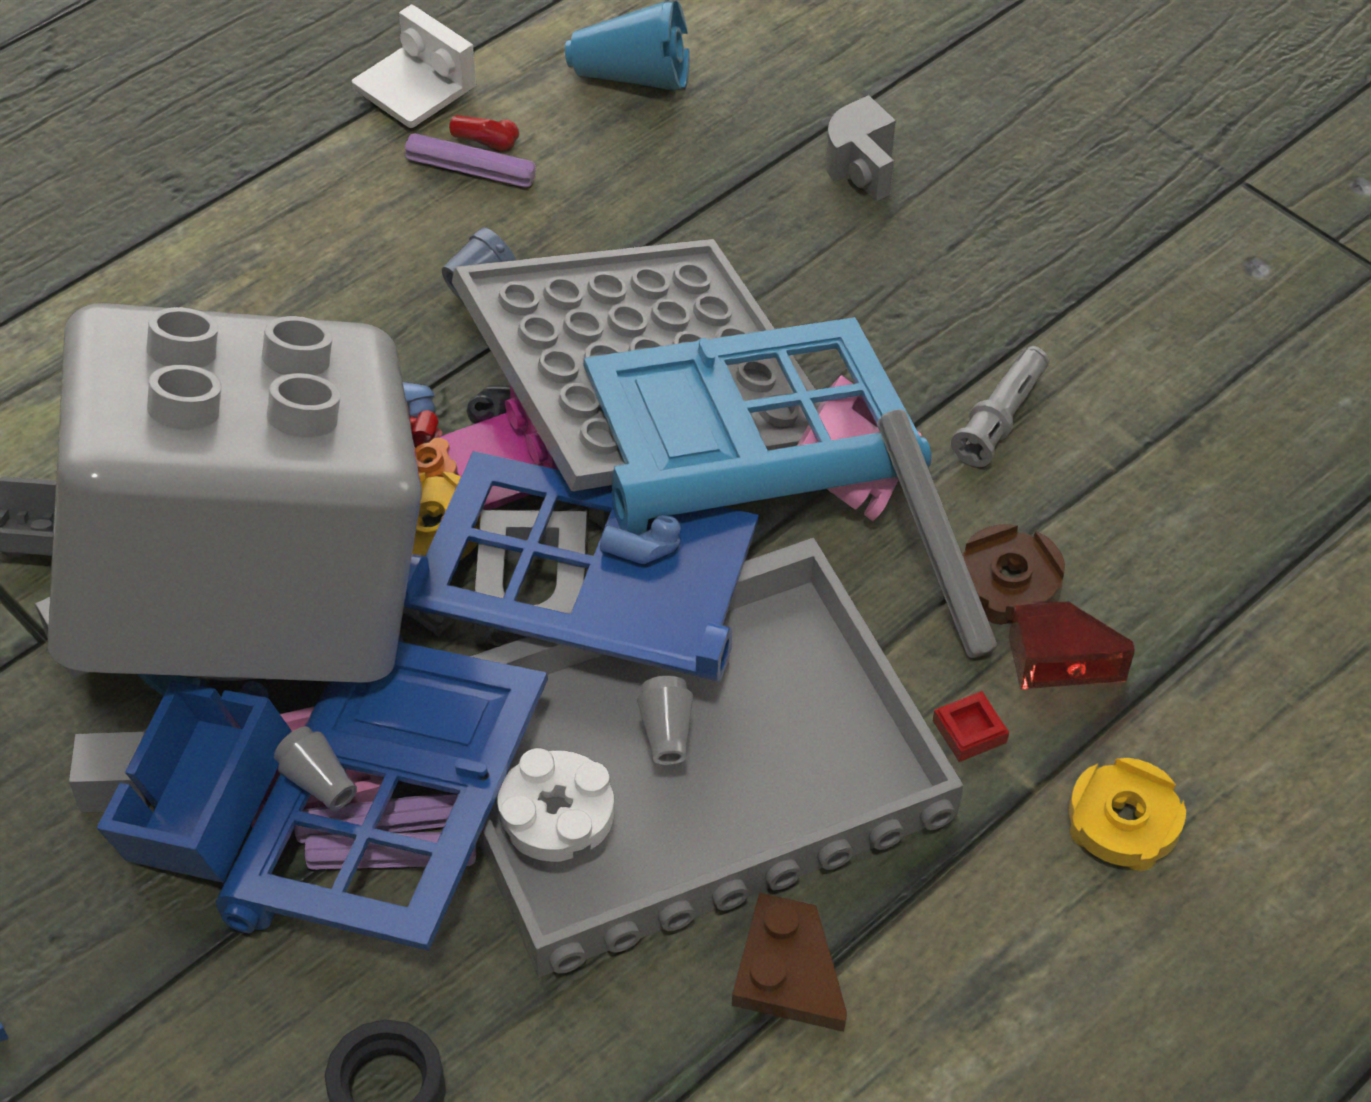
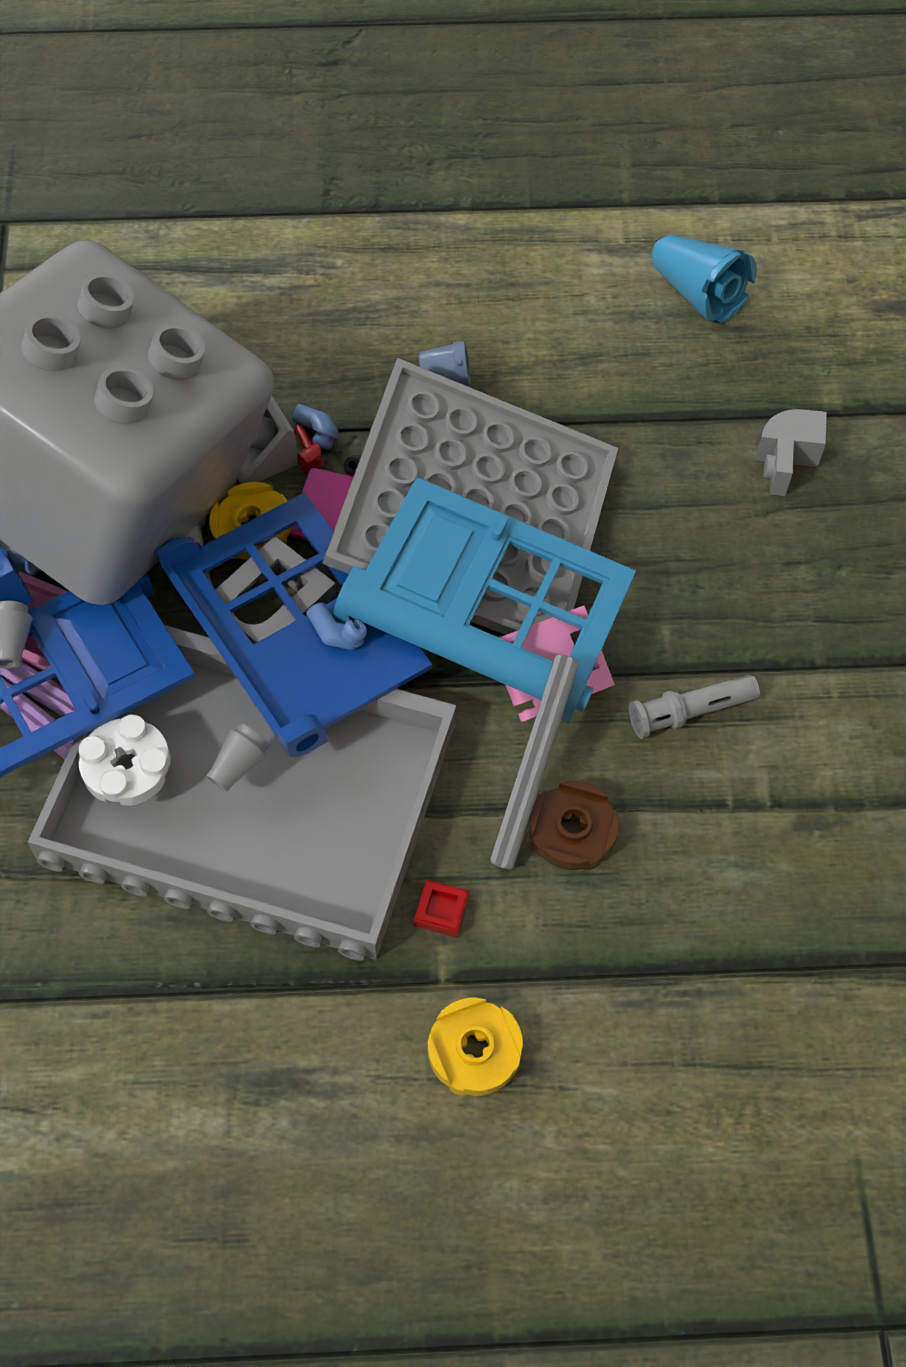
camera: 40 degrees right, 10 degrees up
(423, 74) = (545, 203): white bracket -> none
(437, 453) = (287, 472): orange plate -> none
(470, 160) = (522, 286): lavender axle -> none
(485, 131) = (547, 269): red arm -> none
(789, 966) = (173, 969): reddish brown wing -> none
(1066, 647) = (549, 902): clear red slope -> none

